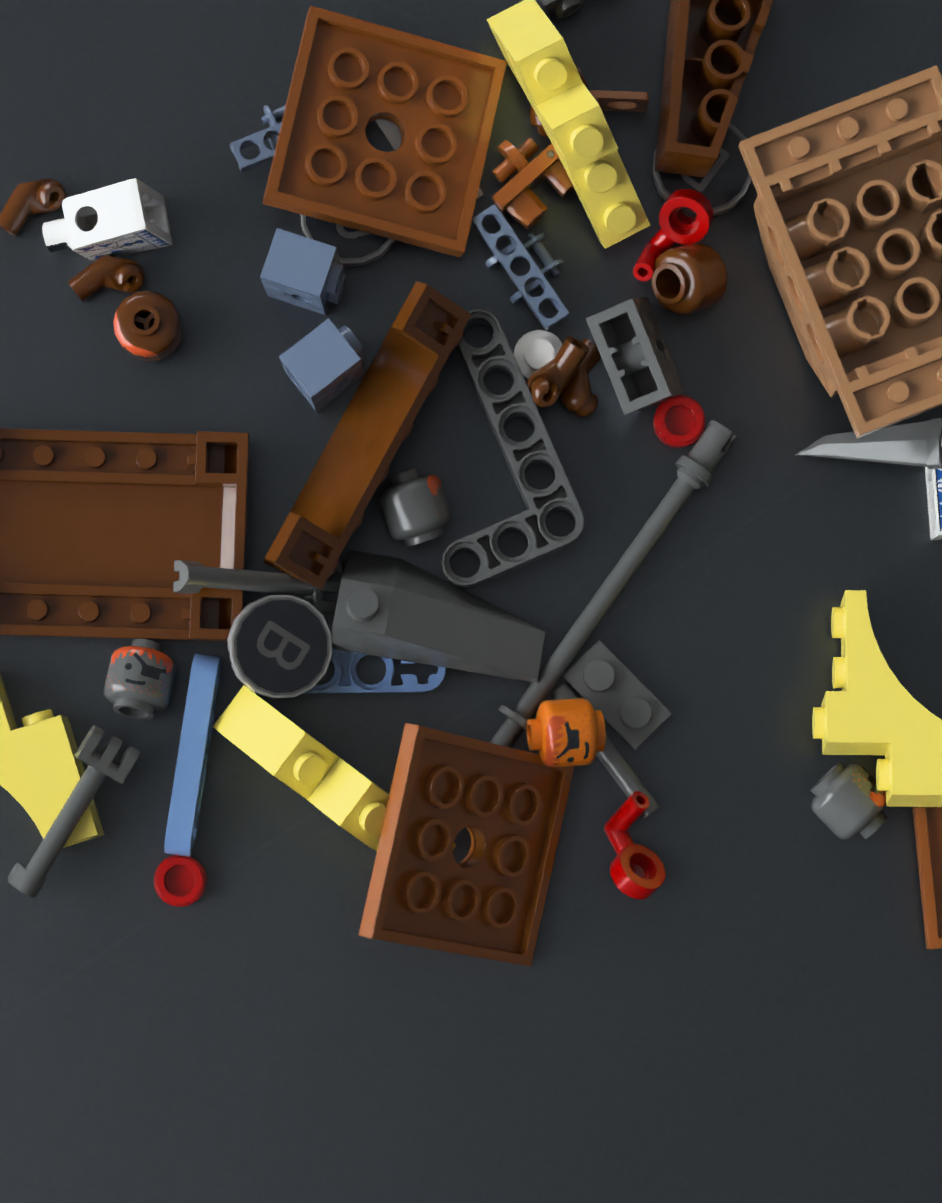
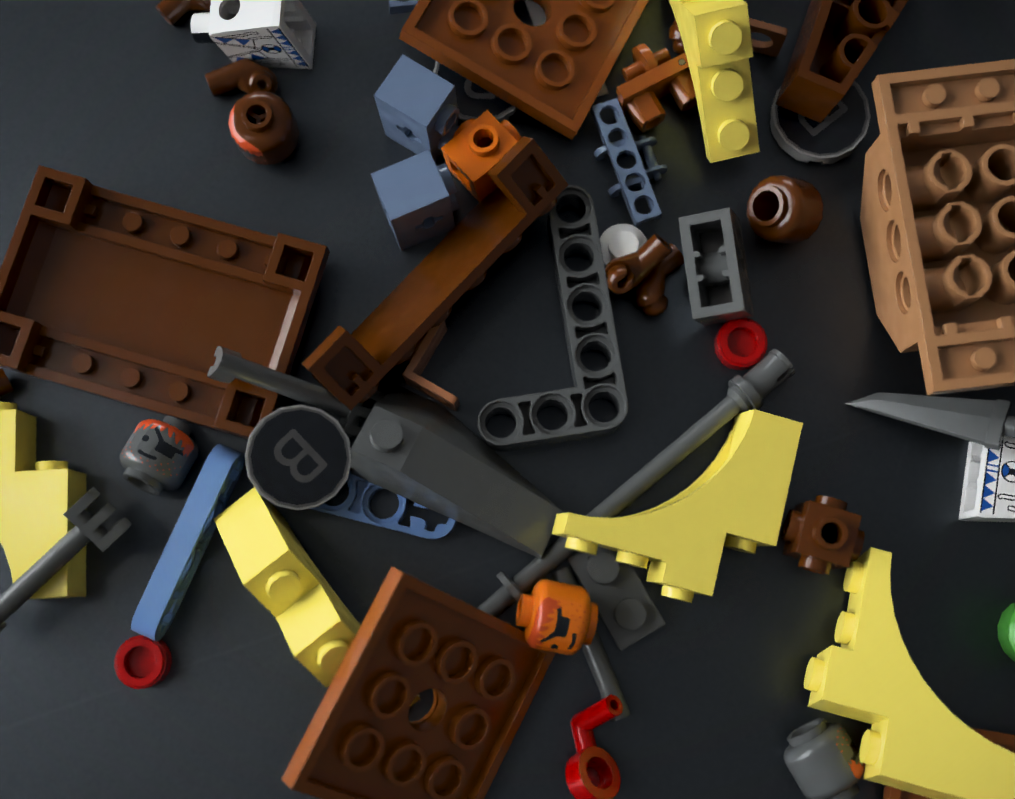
camera: 15 degrees right, 5 degrees down
(364, 285) = (477, 149): none -> orange brick
(365, 539) = (417, 362): none -> nougat bracket
(414, 507) = (466, 357): dark grey head -> none
(667, 627) = (729, 505): none -> light yellow arch
(675, 228) = (782, 161): red plate -> none
(784, 604) = (804, 537): none -> reddish brown brick

